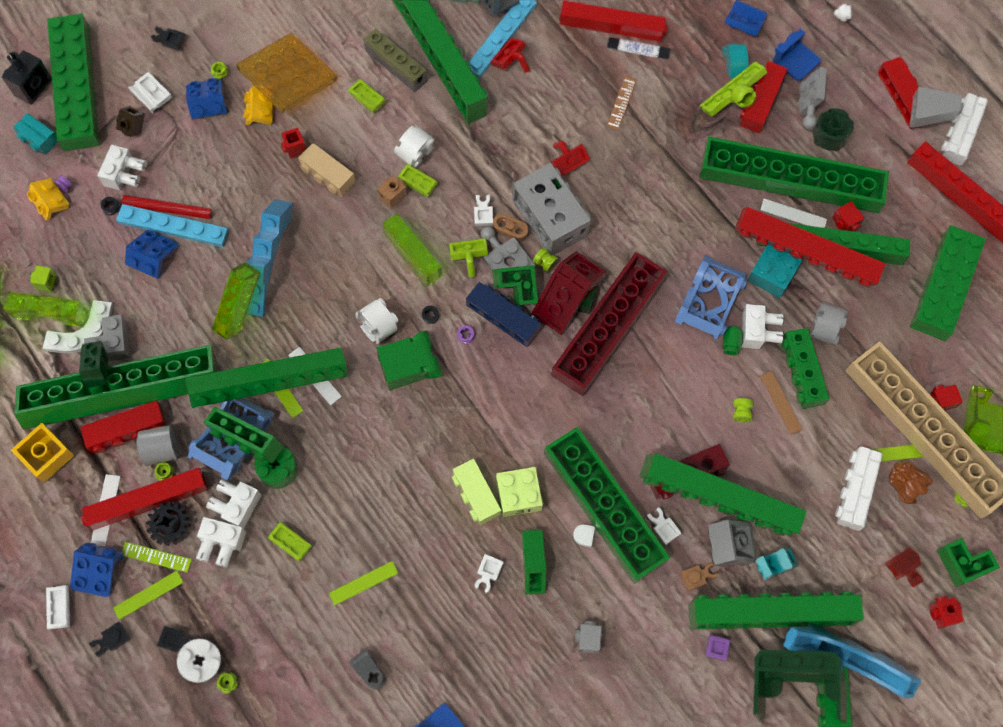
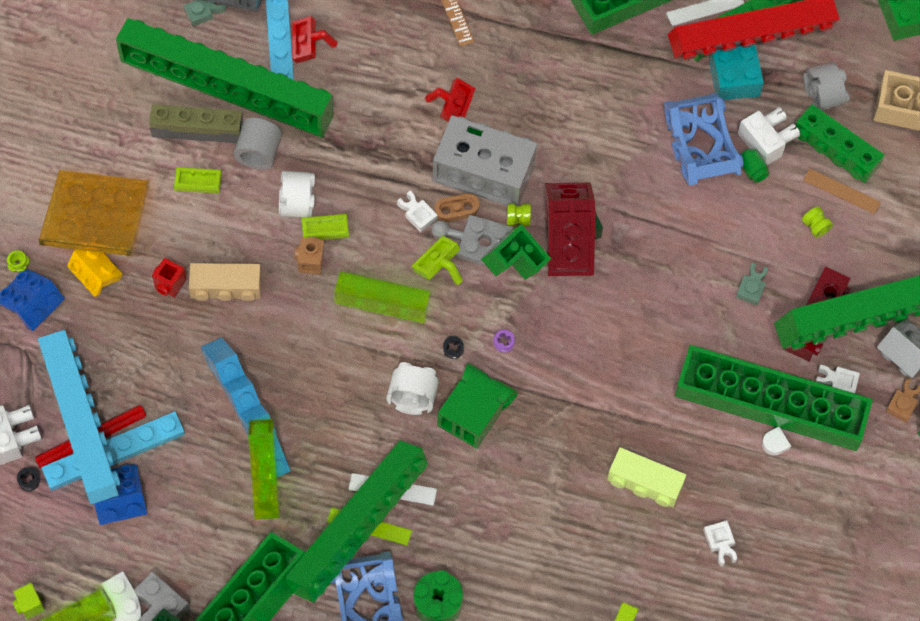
camera: 40 degrees left, 5 degrees down
(163, 188) = (78, 418): none -> medium azure brick
(243, 435) = (389, 588): green brick -> none
(420, 97) = (257, 143): none -> light grey piece
(503, 313) = (525, 294): dark blue brick -> none
(519, 492) = (685, 446): yellowish green brick -> none
(534, 562) = (755, 499): green slope -> none
(588, 637) = (860, 528): light grey brick -> none
(608, 323) = (632, 231): dark red brick -> none
(660, 421) = (752, 287): none -> sand green plate

